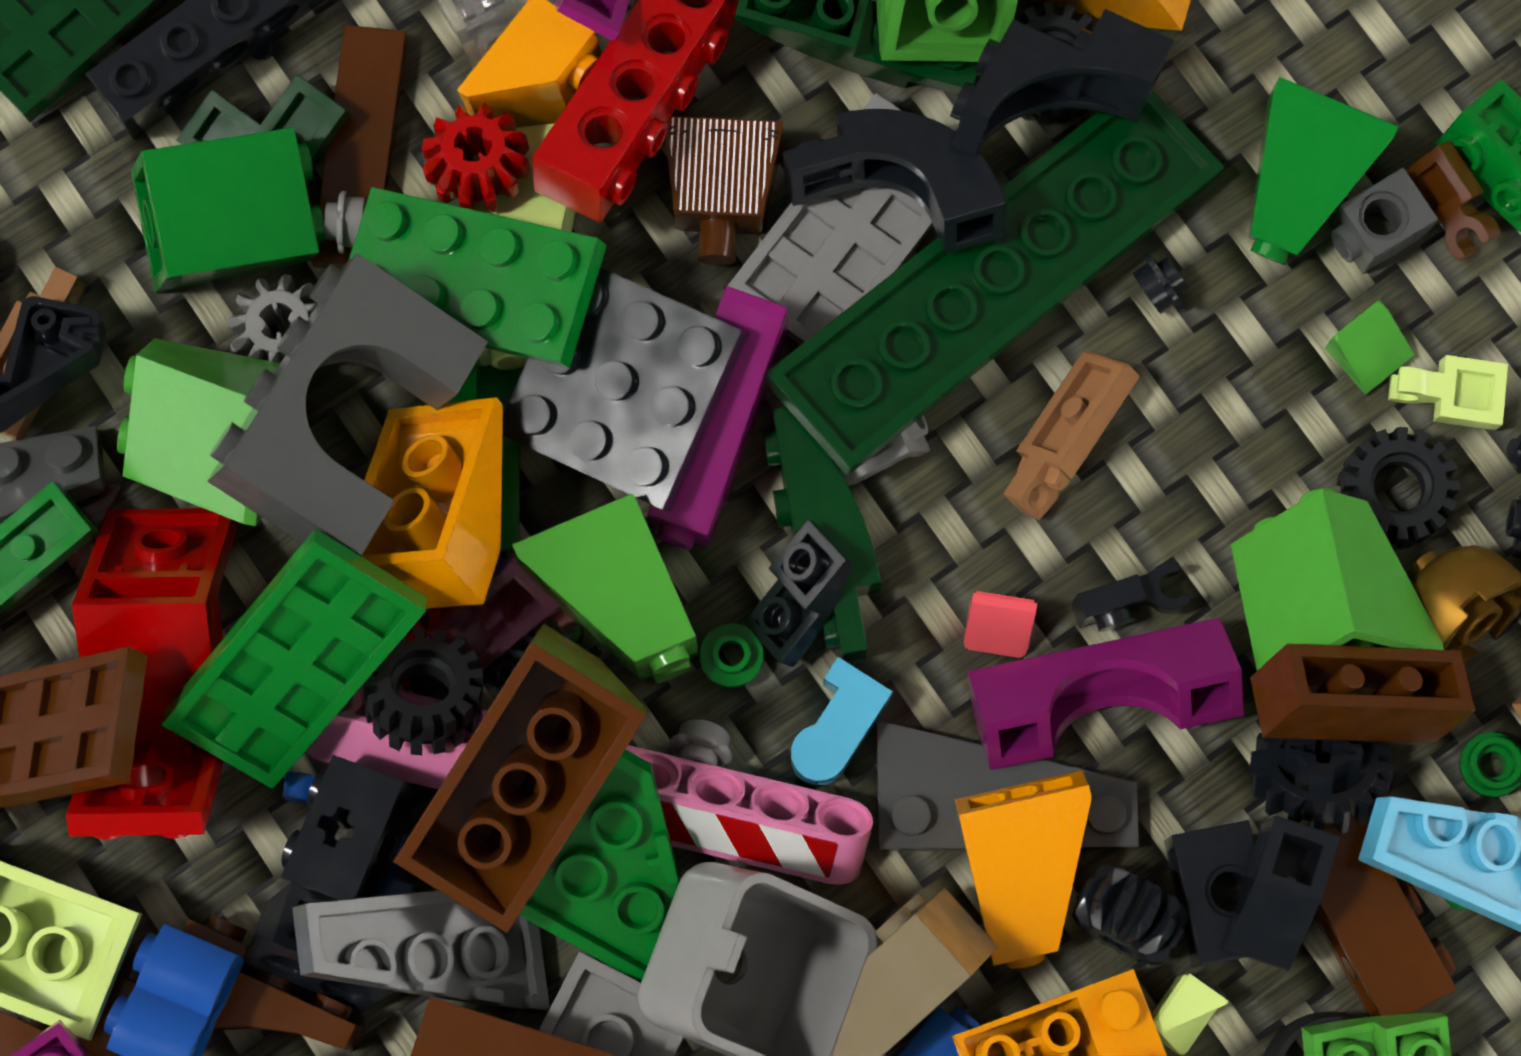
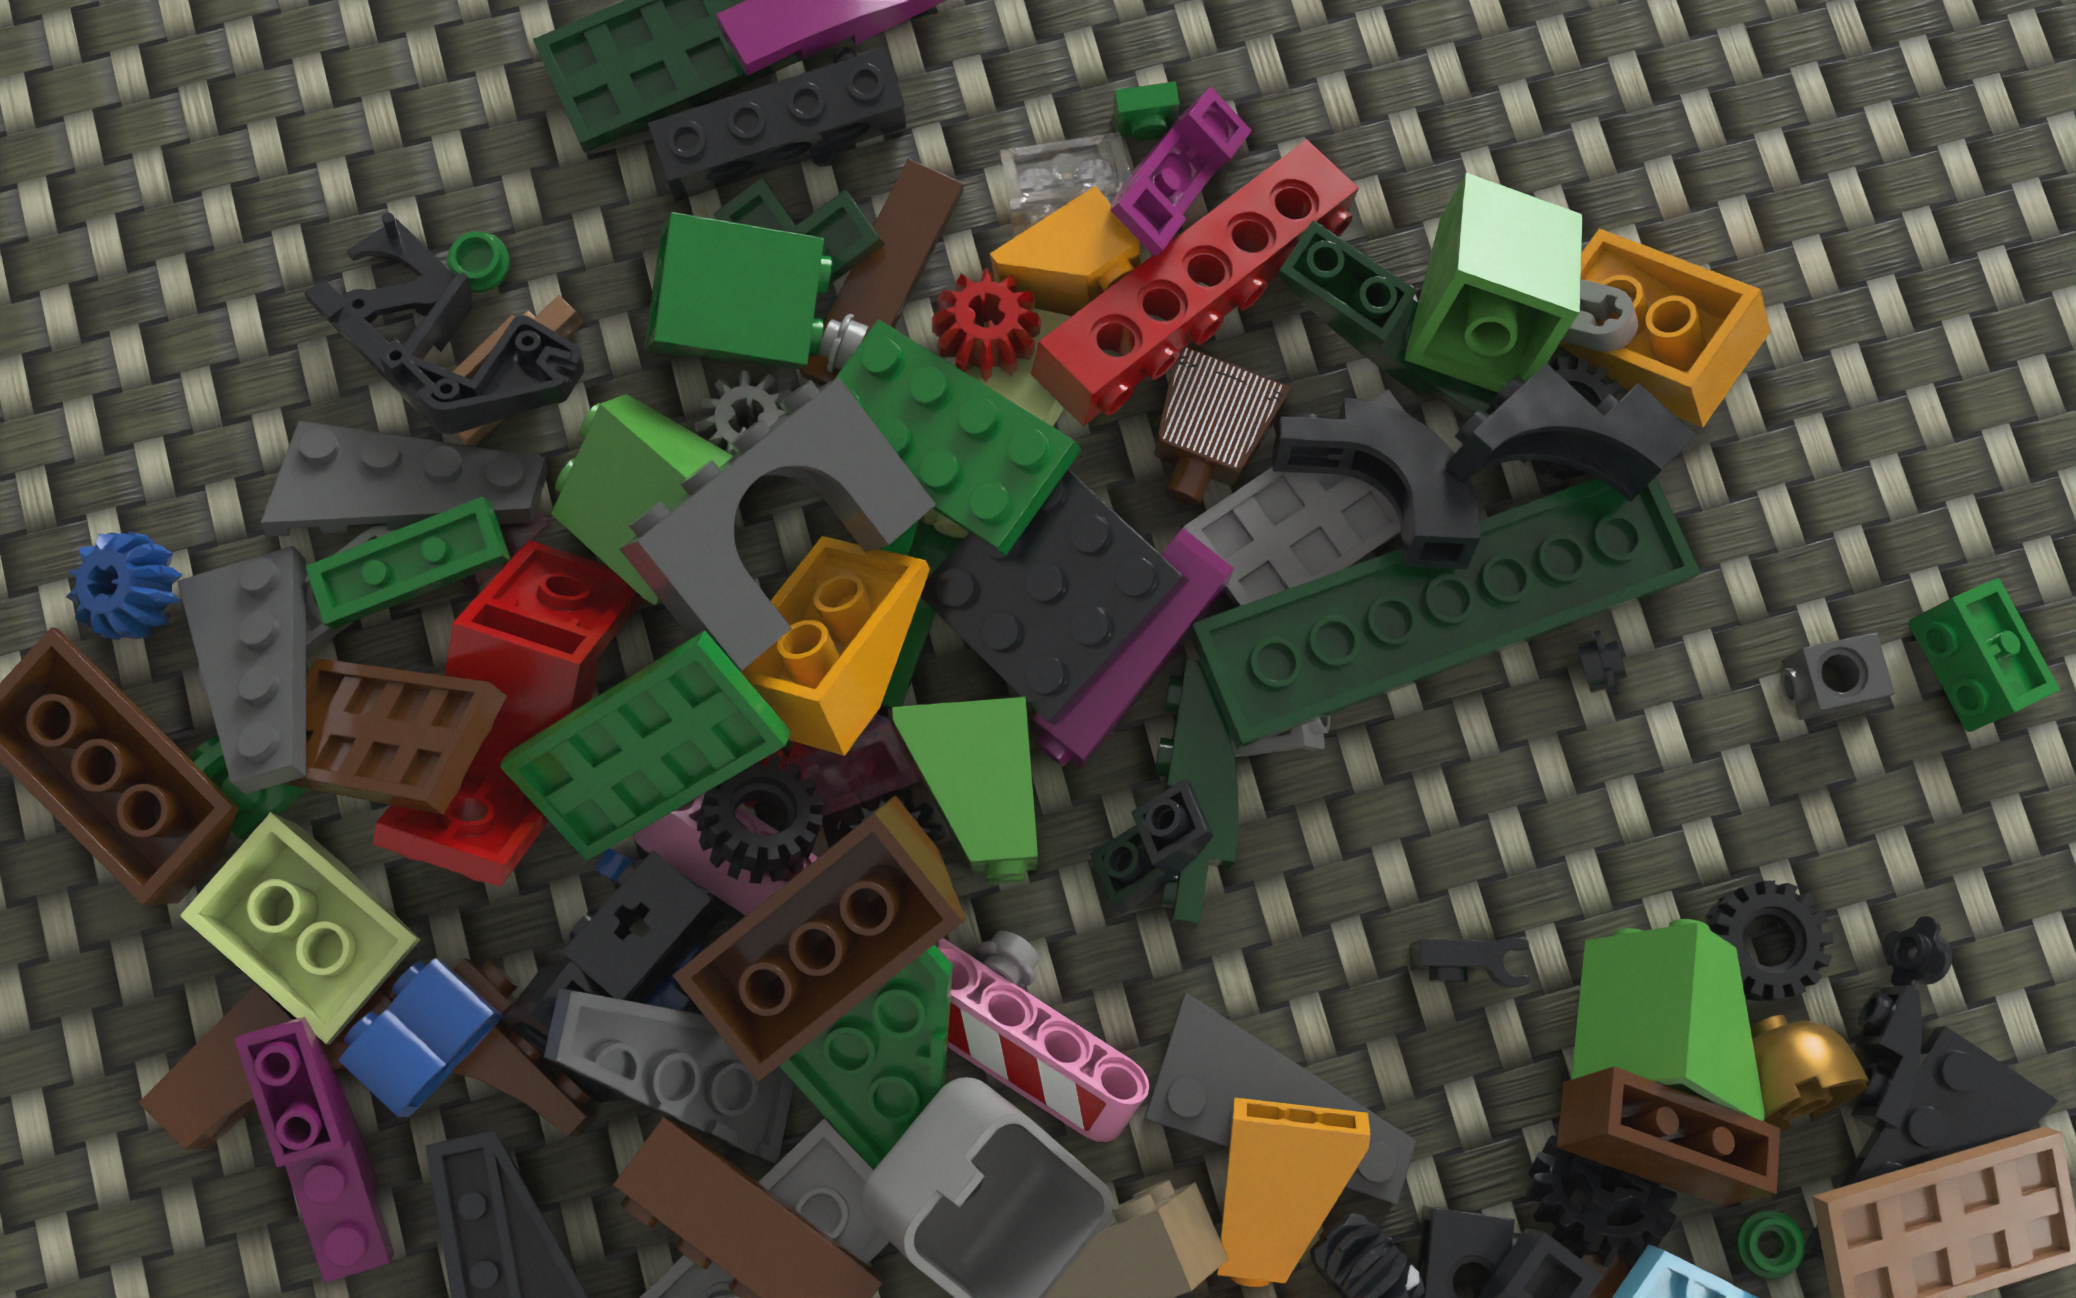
camera: 15 degrees right, 0 degrees up
(735, 675) = (1067, 902): green plate -> none
(826, 748) = (1130, 1002): medium azure leg -> none
(999, 624) = (1334, 940): coral slope -> none
(1068, 431) = (1464, 776): medium nougat hinge -> none
(1176, 671) = (1493, 1048): magenta arch -> none
(1308, 165) = (1784, 598): green slope -> none
(1370, 347) = (1784, 795): bright green slope -> none
(1449, 191) = (1913, 669): reddish brown plate -> none
(1463, 391) = (1859, 866): yellowish green plate -> none

